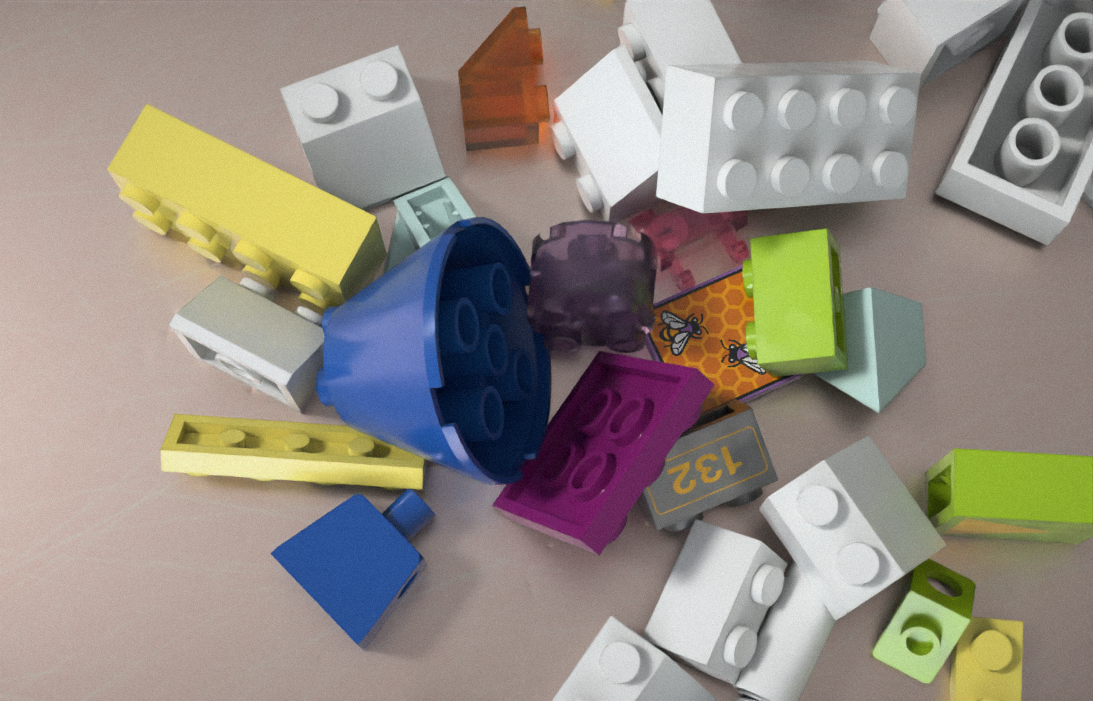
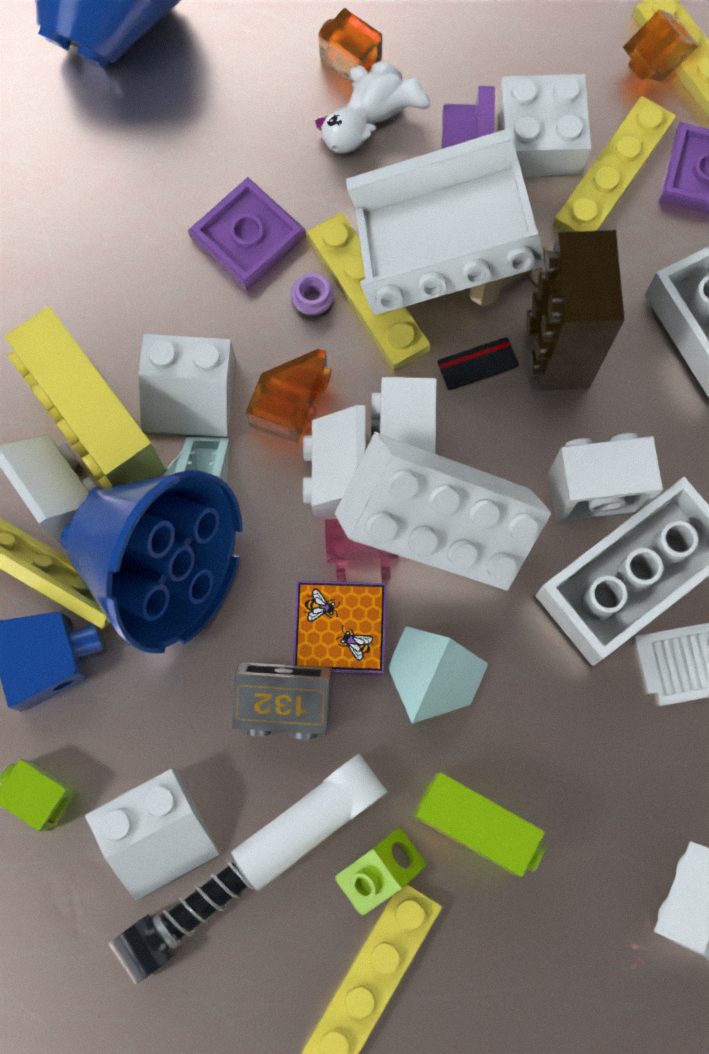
camera: 30 degrees right, 0 degrees up
(592, 287) = (271, 552): clear purple brick -> none
(605, 448) = (219, 661): magenta plate -> none
(716, 601) = (245, 793): white brick -> none
(796, 303) = (397, 625): lime brick -> none
(851, 526) = (353, 788): white slope -> none

